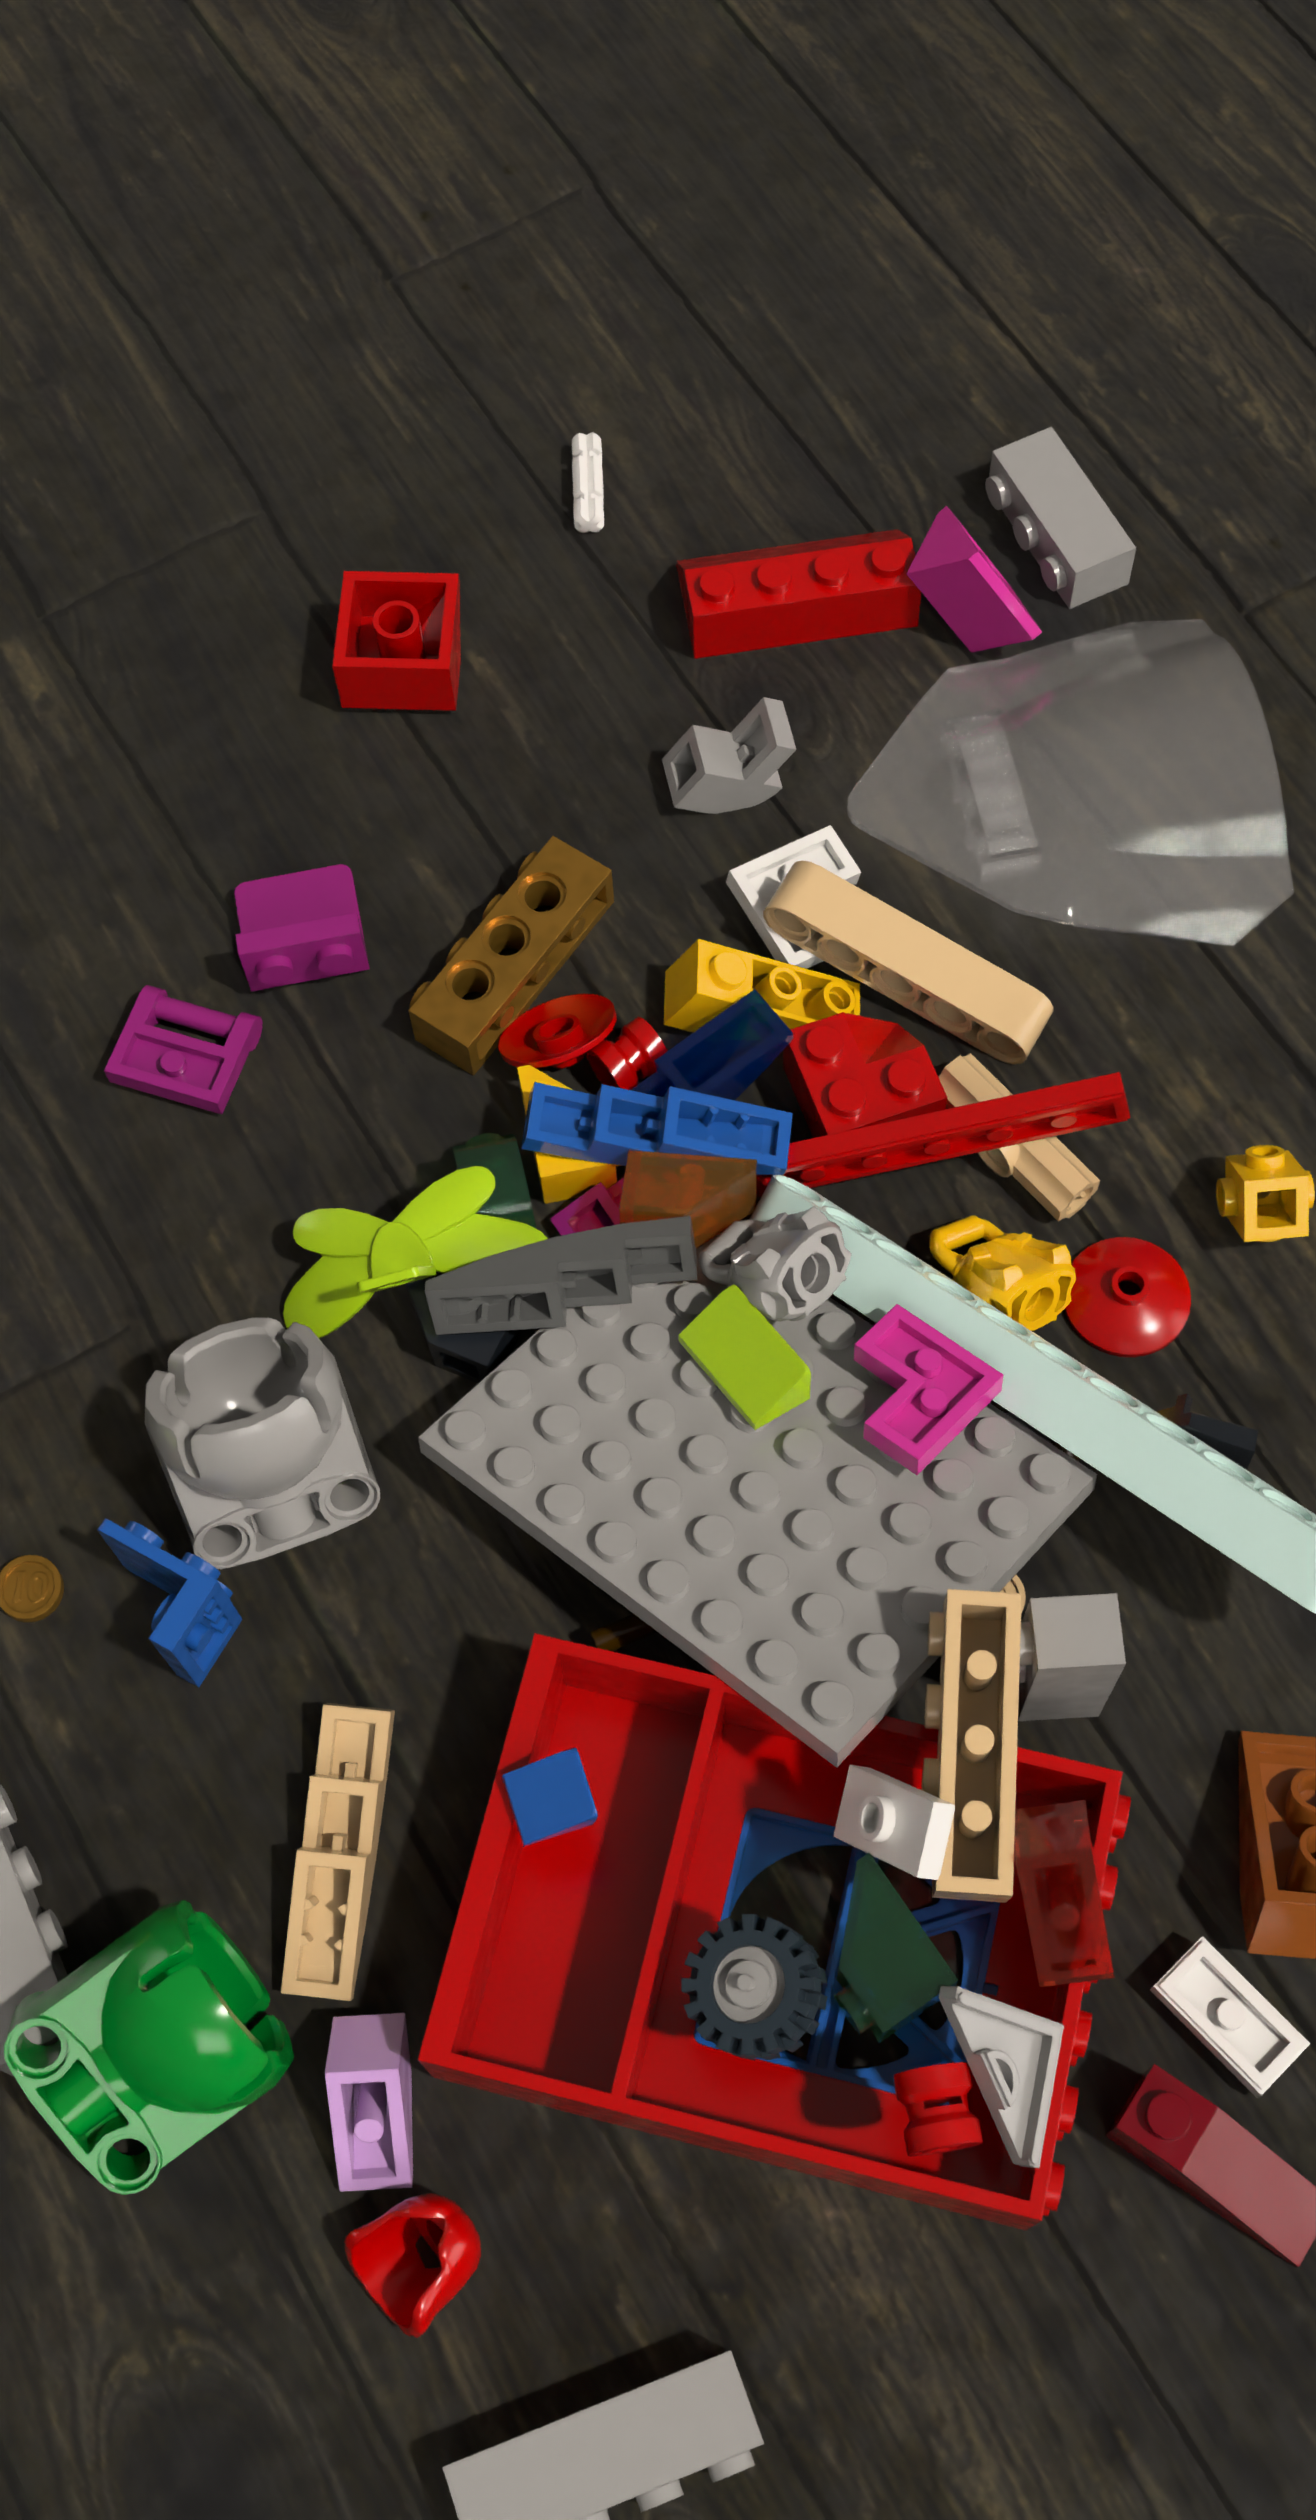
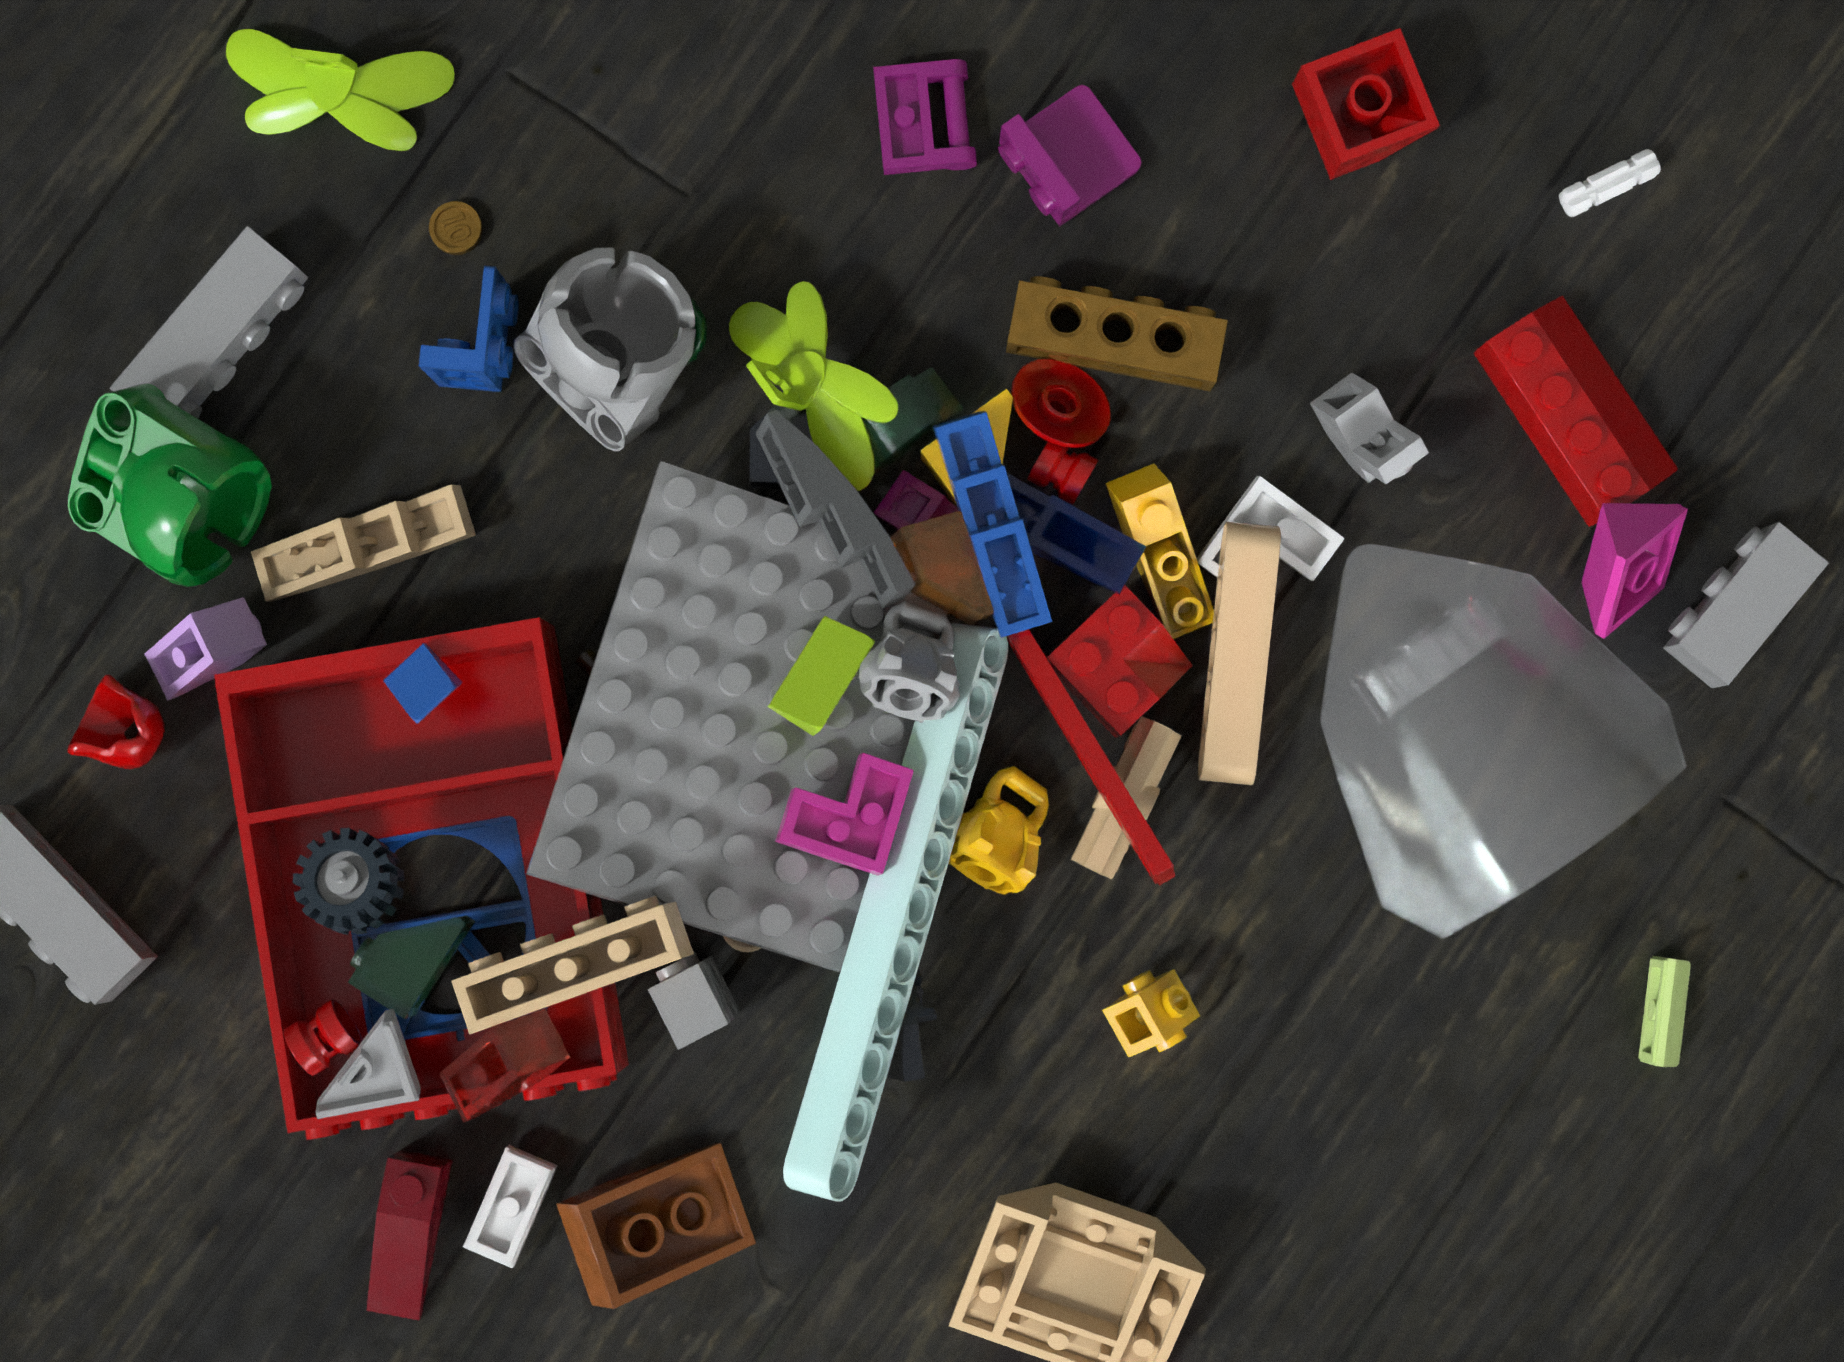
camera: 60 degrees right, 20 degrees up
(894, 1822) = (493, 931): white plate -> none
(1124, 1322) = (1034, 964): red dish -> none

